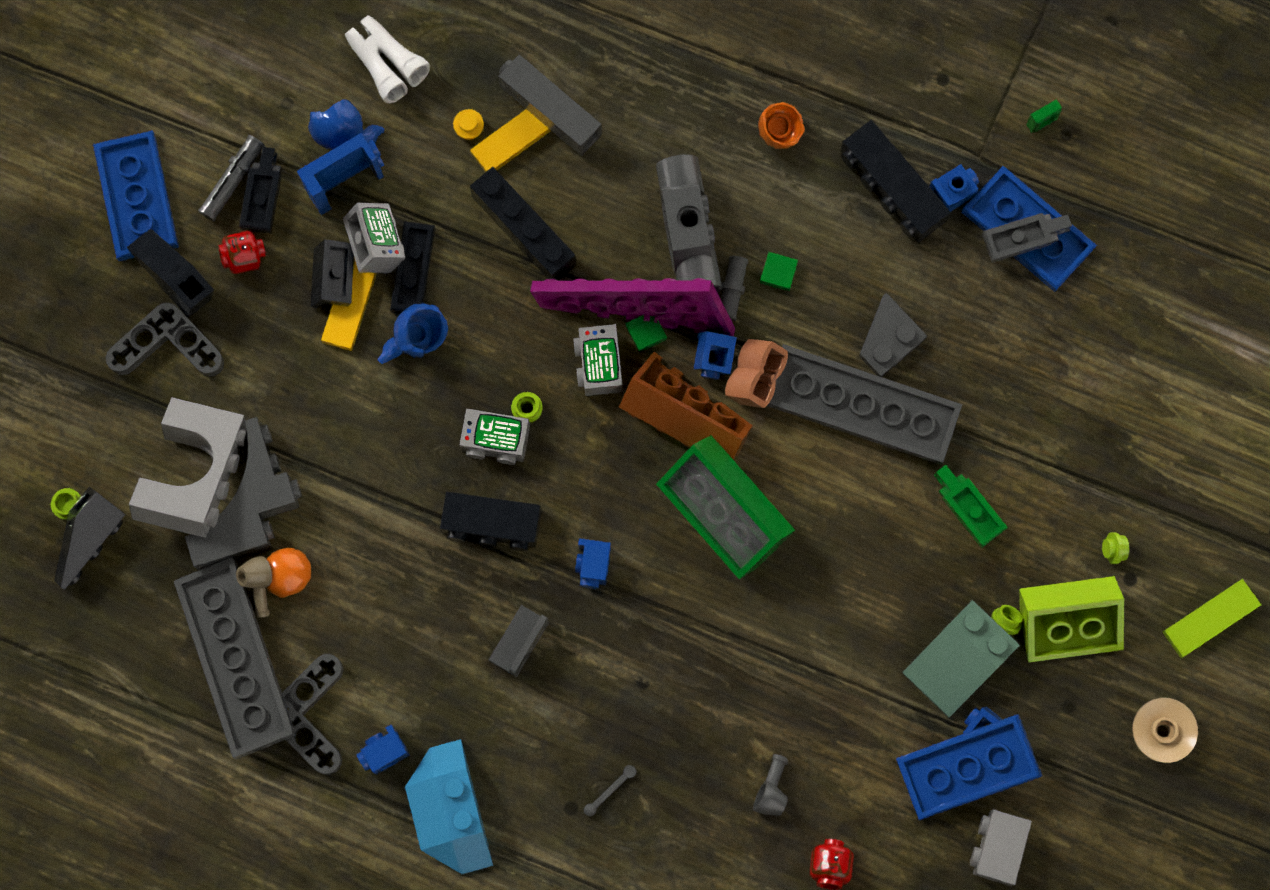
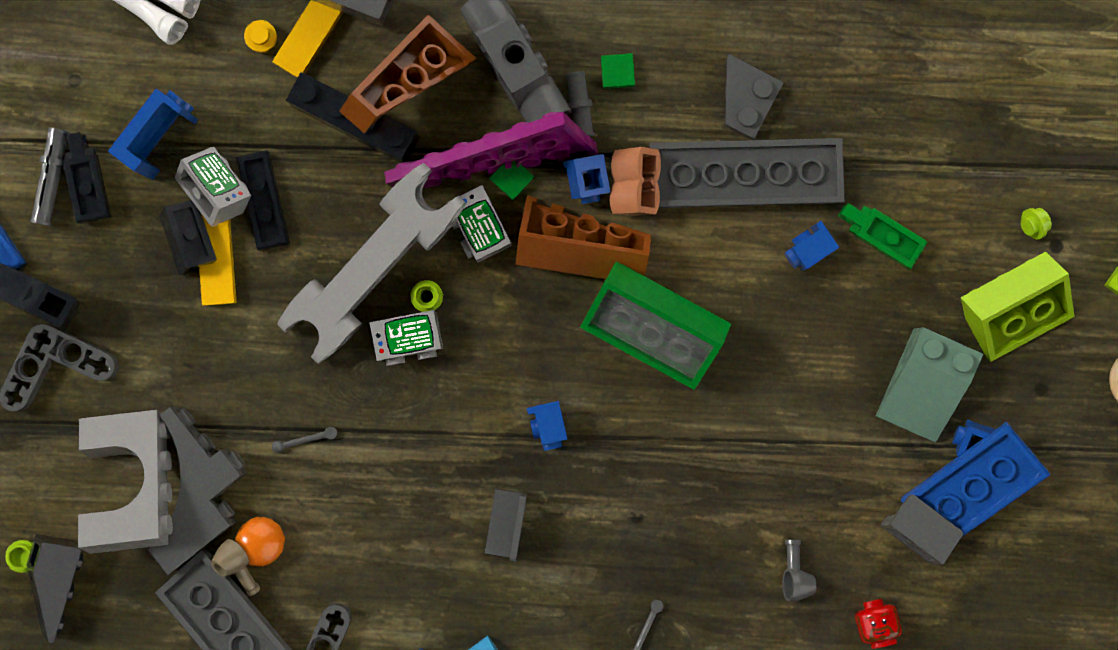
camera: 20 degrees left, 10 degrees up
(241, 252) = (89, 248): red head -> none
(339, 125) = (134, 85): blue hair -> none
(390, 498) = (329, 433): none -> dark grey hinge
(416, 332) = (290, 265): blue hair -> none
(490, 521) = (435, 421): black brick -> none
(533, 333) = (409, 221): none -> light grey piece
(596, 196) = (412, 67): none -> dark orange wedge
(897, 493) = (811, 247): none -> blue brick
(905, 791) = (923, 530): none -> dark grey panel
(1000, 847) = (1028, 548): light grey brick -> none
(1008, 618) = (958, 329): lime plate -> none

